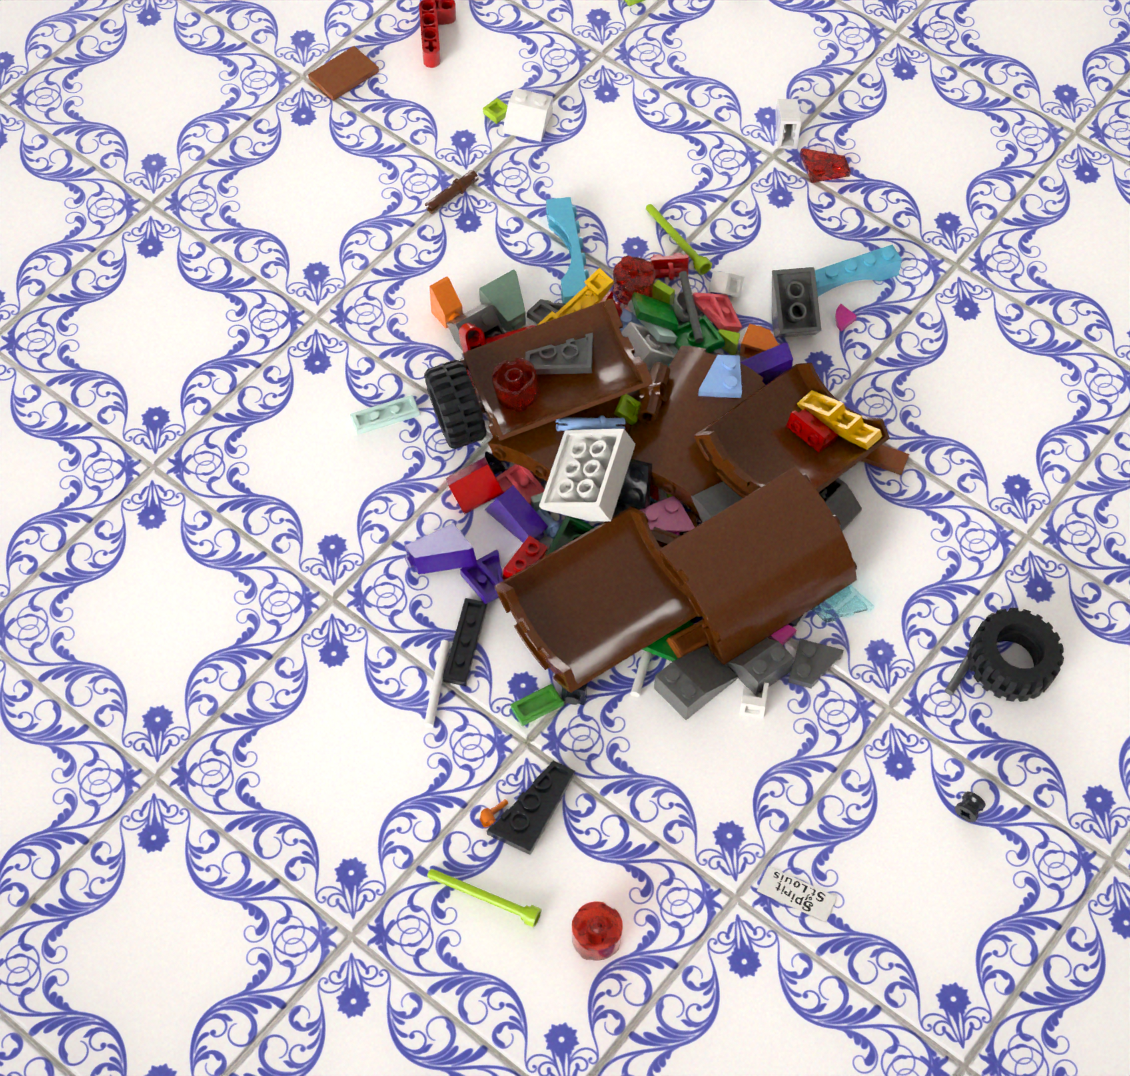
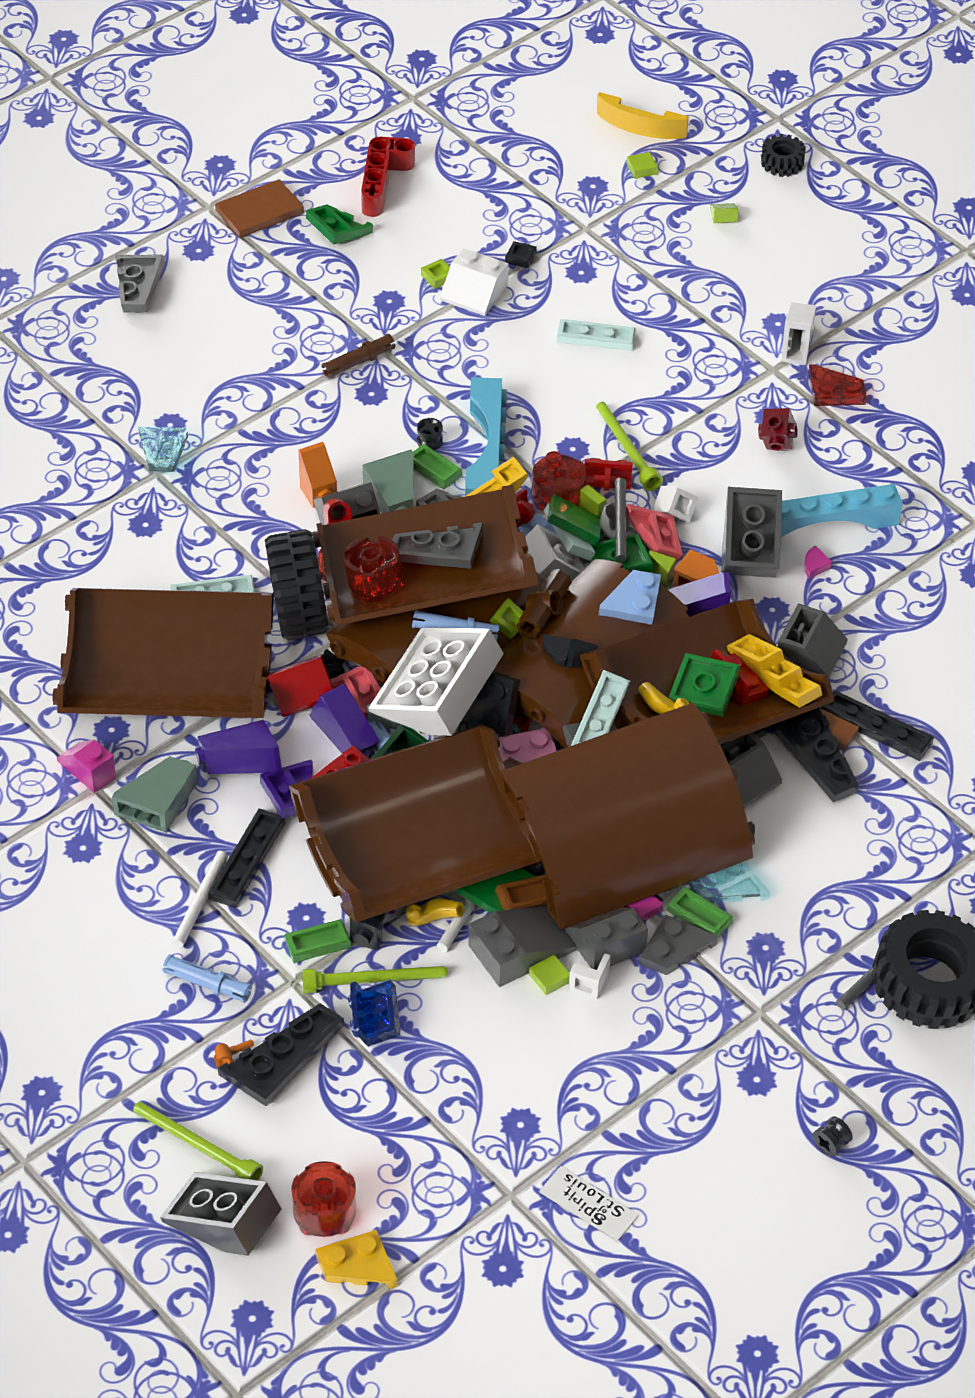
camera: 10 degrees right, 10 degrees down
(262, 150) = (138, 280): none -> dark grey wing
(316, 294) = (163, 446): none -> clear light blue wing
(322, 581) = (89, 764): none -> dark pink slope
(363, 477) = (166, 653): none -> reddish brown panel
(383, 599) = (157, 794): none -> sand green slope
(408, 79) = (337, 225): none -> green wing
(453, 751) = (219, 983): none -> light blue pin
(519, 954) = (223, 1211): none -> dark grey slope
(523, 251) = (430, 433): none -> black wheel
(534, 279) = (435, 467): none -> bright green tile
(544, 740) = (314, 980): none -> lime piece
(557, 84) = (521, 254): none -> black tile
(597, 761) = (374, 1012): none -> clear blue bracket
(631, 146) = (596, 334): none -> light aqua tile
(632, 662) = (434, 910): none -> yellow arm
(632, 976) = (357, 1261): none -> yellow wing
(673, 431) = (556, 648): none -> black tile
(689, 432) = (577, 648): none -> black tile
(705, 26) = (724, 212): none -> lime slope
(721, 482) = (602, 707): none -> light aqua tile
(723, 704) = (549, 974): none -> lime tile
(762, 464) = (657, 701): none -> yellow arm
(791, 209) = (778, 429): none -> dark red brick
(791, 442) = (705, 683): none -> green tile
(824, 631) = (699, 912): none -> bright green tile
(859, 388) = (812, 640): none -> dark grey slope
(884, 481) = (818, 752): none -> black wing
(926, 450) = (880, 726): none -> black tile

